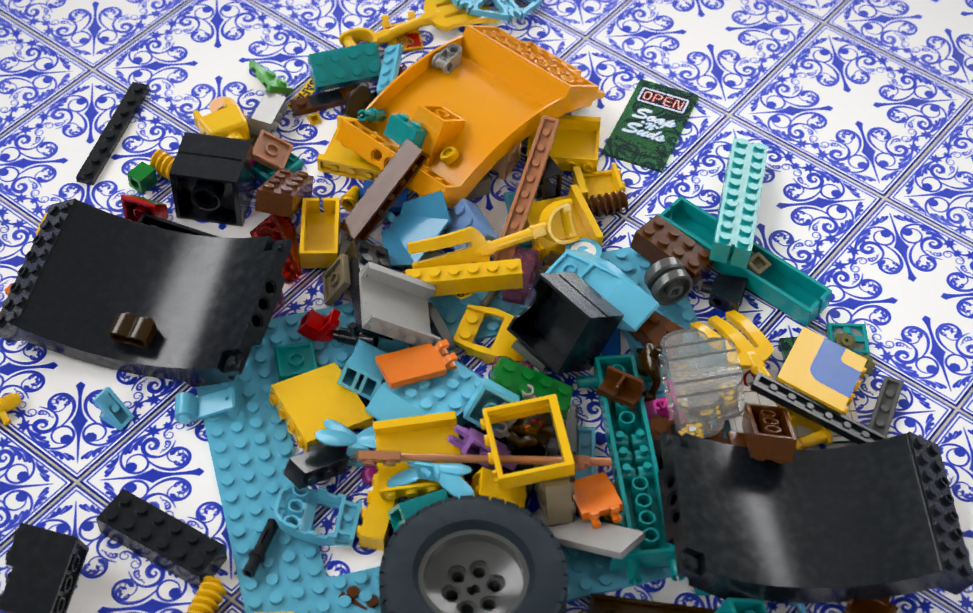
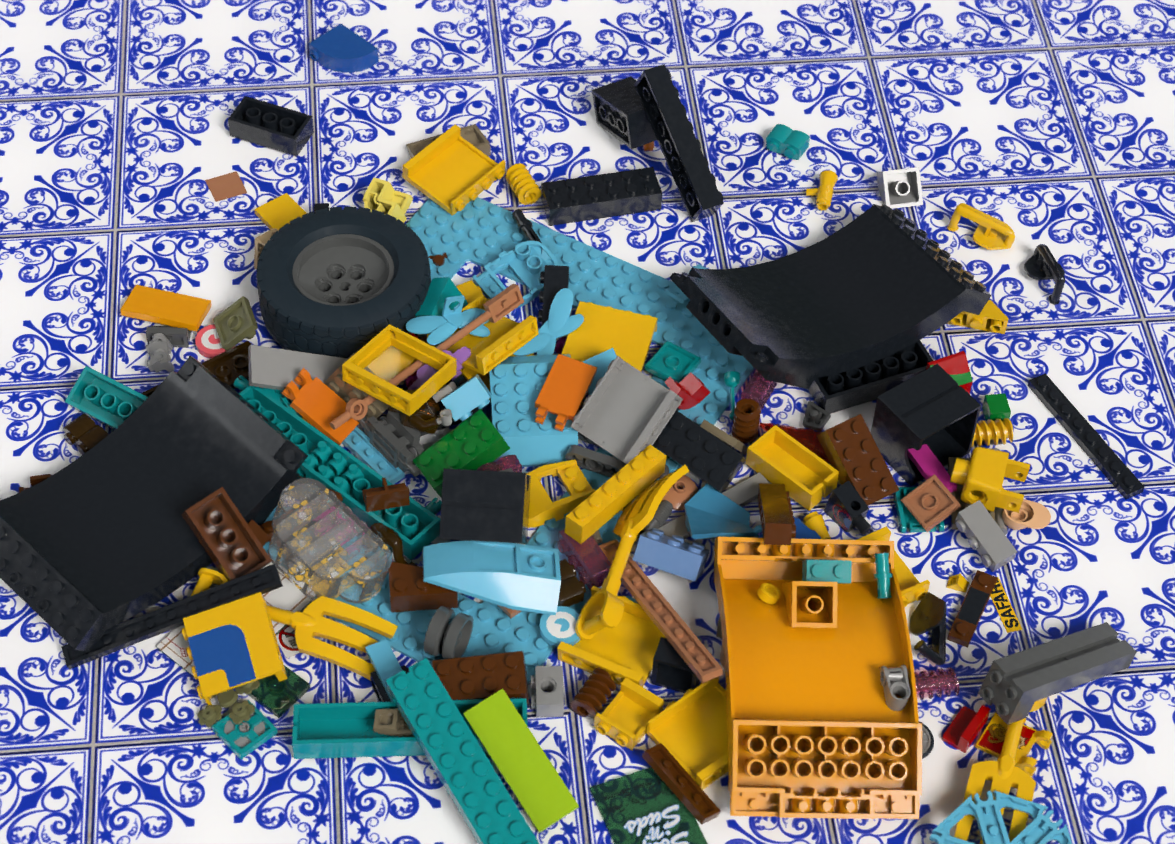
camera: 135 degrees right, 0 degrees up
(69, 487) = (678, 143): none -> black brick
(112, 409) = (749, 241): medium azure slope -> none
(133, 330) = (796, 264): dark brown brick -> none
(269, 79) = (1037, 578): bright green wing -> none
(277, 315) = (732, 380): none -> teal hinge
(309, 278) = (746, 420): none -> reddish brown piece
(322, 181) = (848, 508): none -> black torso
(341, 22) = (1052, 668): none -> dark grey brick
(344, 66) = (993, 634): teal brick -> none
(390, 66) = (947, 657): medium azure plate -> none
(415, 50) = (966, 727): none -> red panel
(610, 131) = (681, 783): none -> reddish brown plate
(626, 226) = (548, 703): none -> light grey brick
(696, 191) = (521, 760): none -> lime tile
(726, 292) = (383, 661): none -> medium azure tile
(886, 405) = (157, 683): dark grey plate -> none

